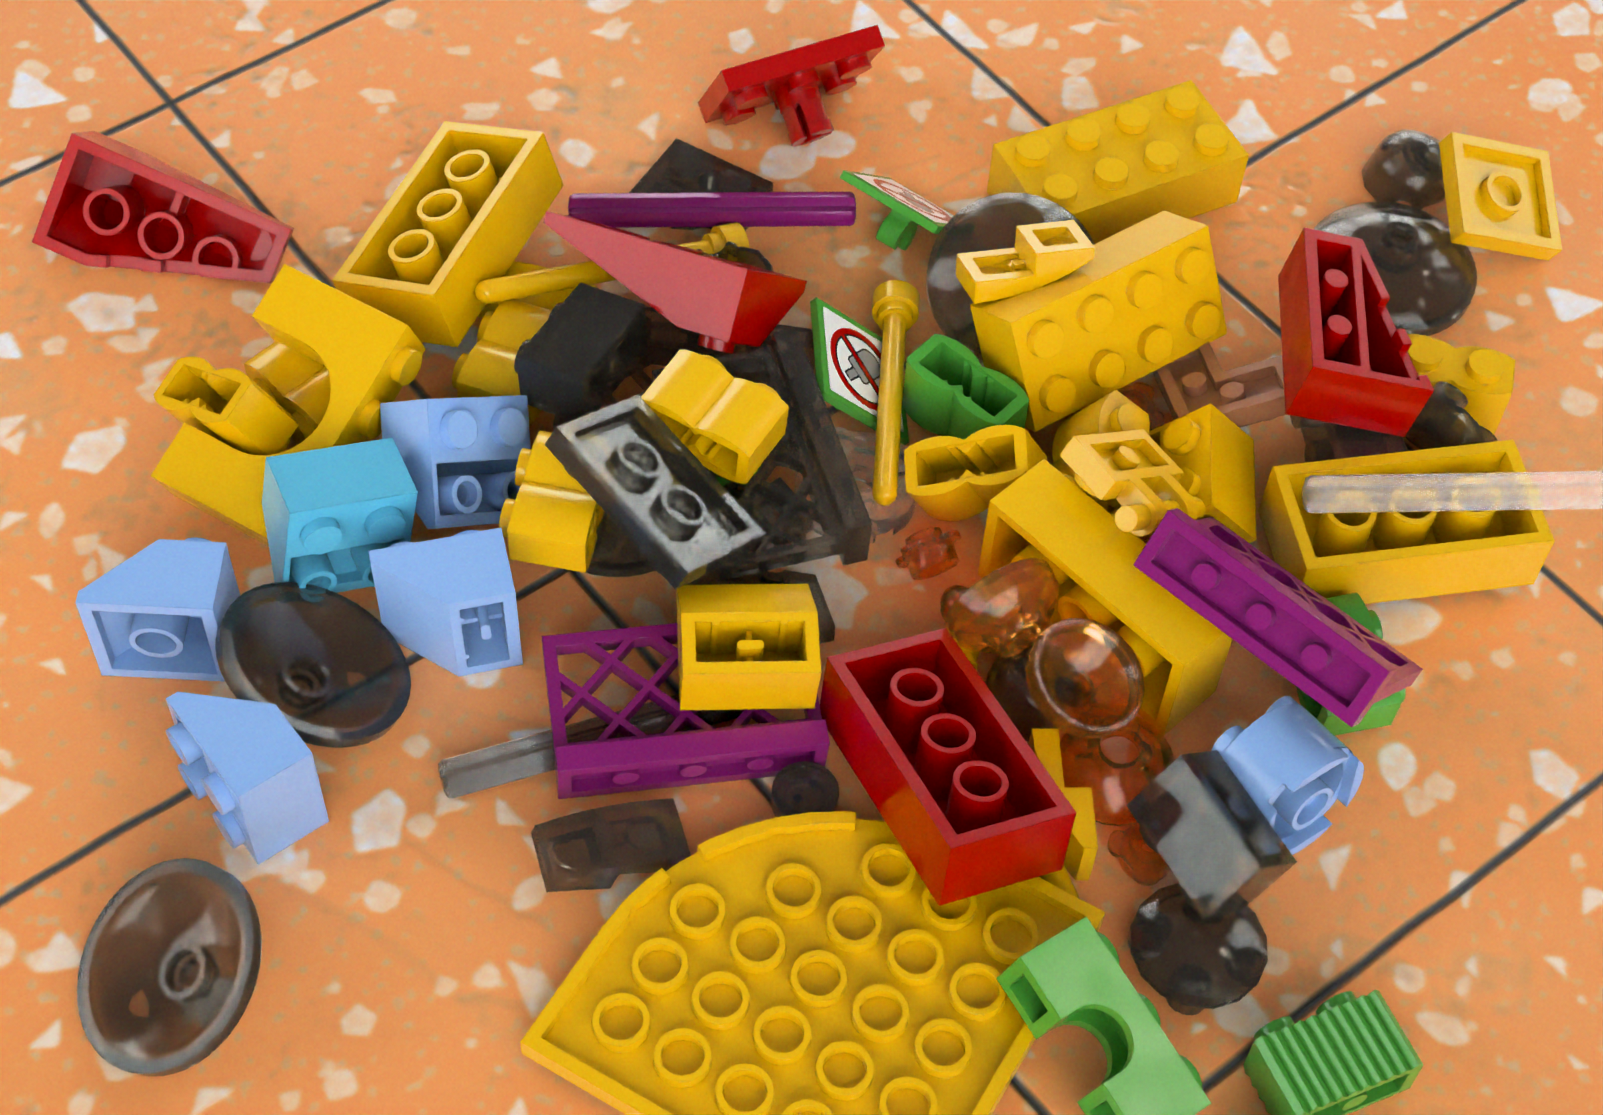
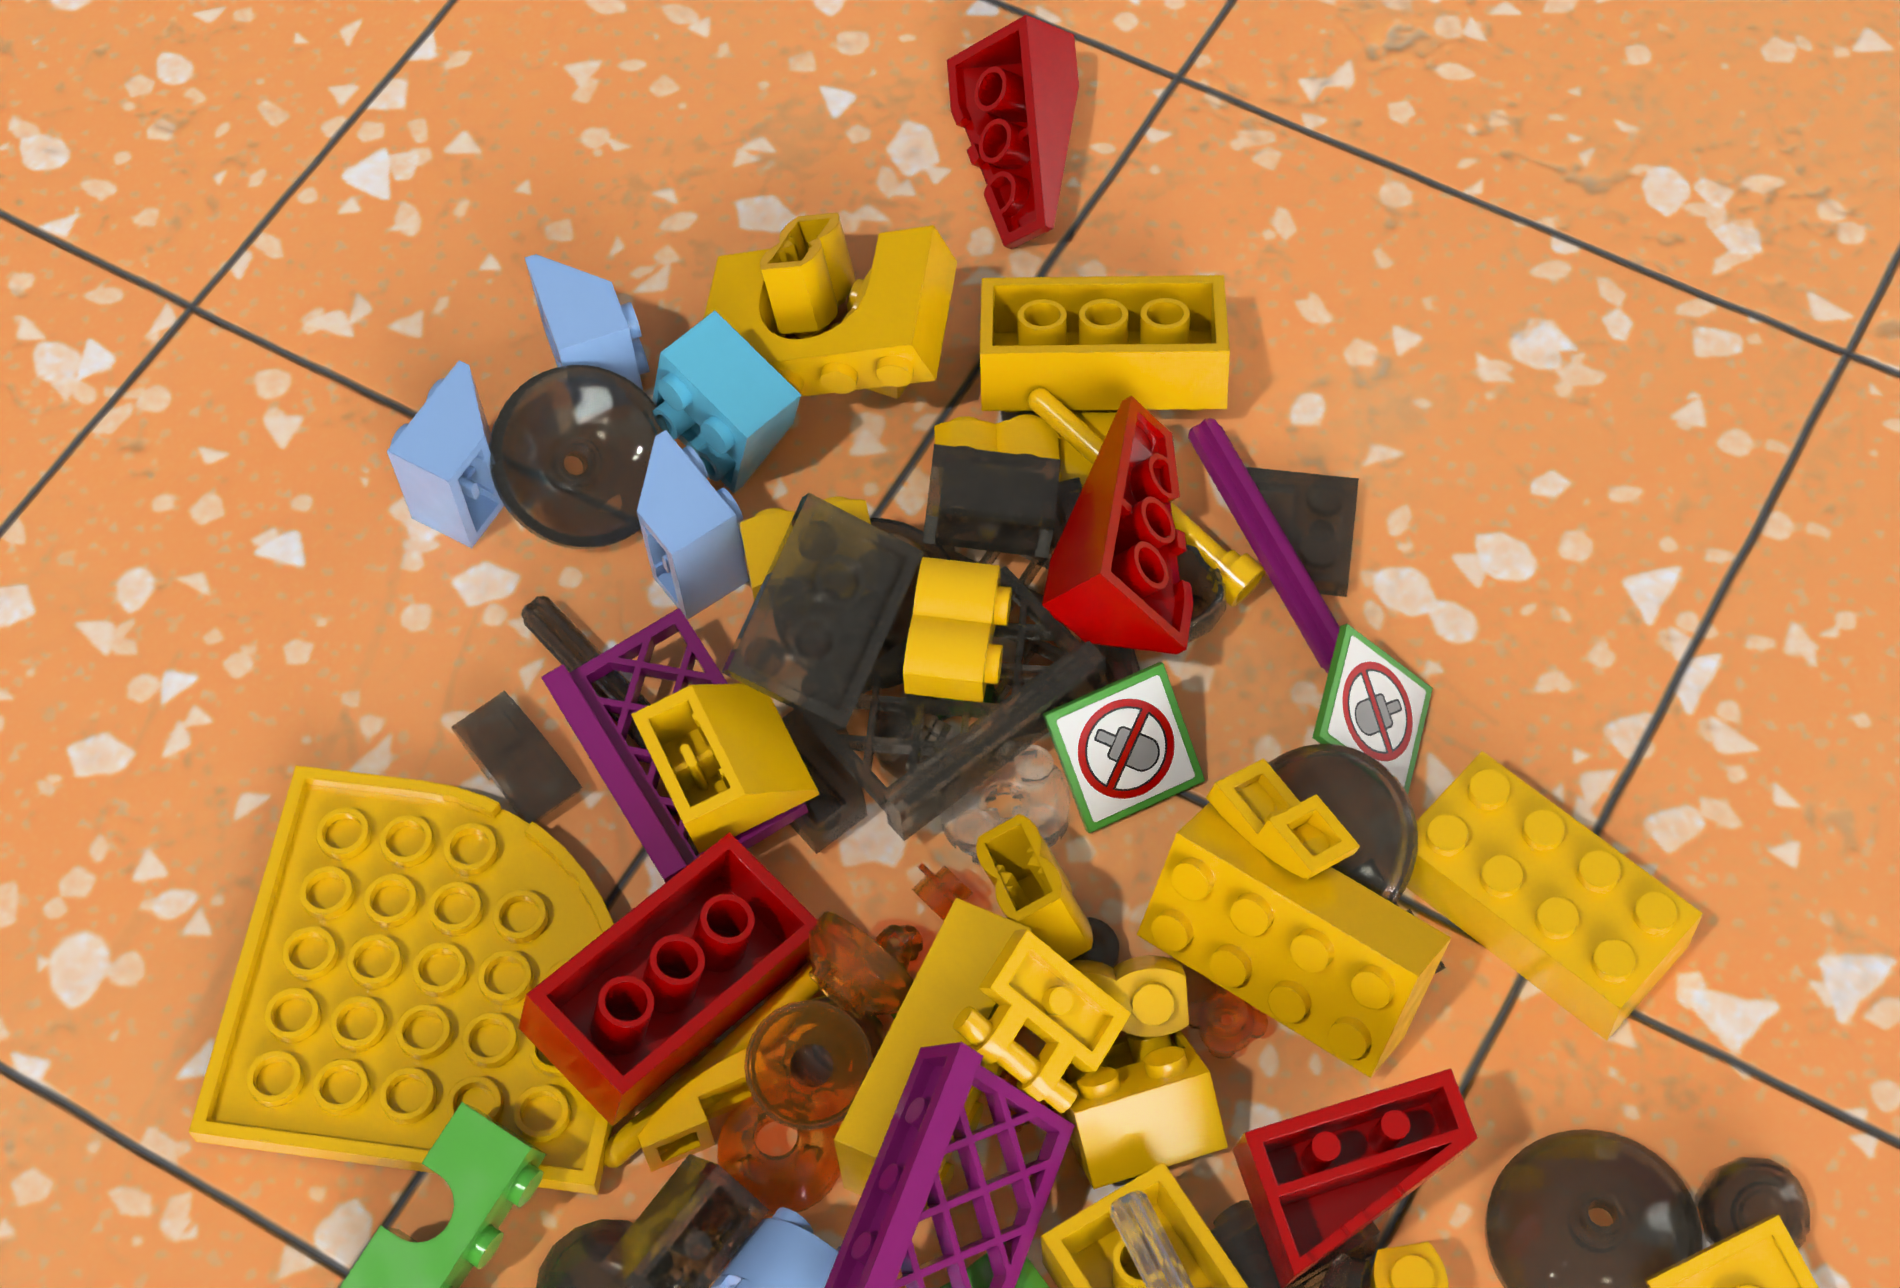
camera: 75 degrees right, 5 degrees up
(169, 967) = (265, 494): clear smoke dish -> none
(459, 454) = (848, 450): light blue slope -> none
(793, 83) = (1470, 546): red plate -> none
(804, 789) = (628, 885): clear smoke tile -> none
(895, 311) = (1230, 754): yellow piece -> none
(956, 395) = (1131, 851): bright green brick -> none
(1242, 393) = (1274, 1078): nougat plate -> none

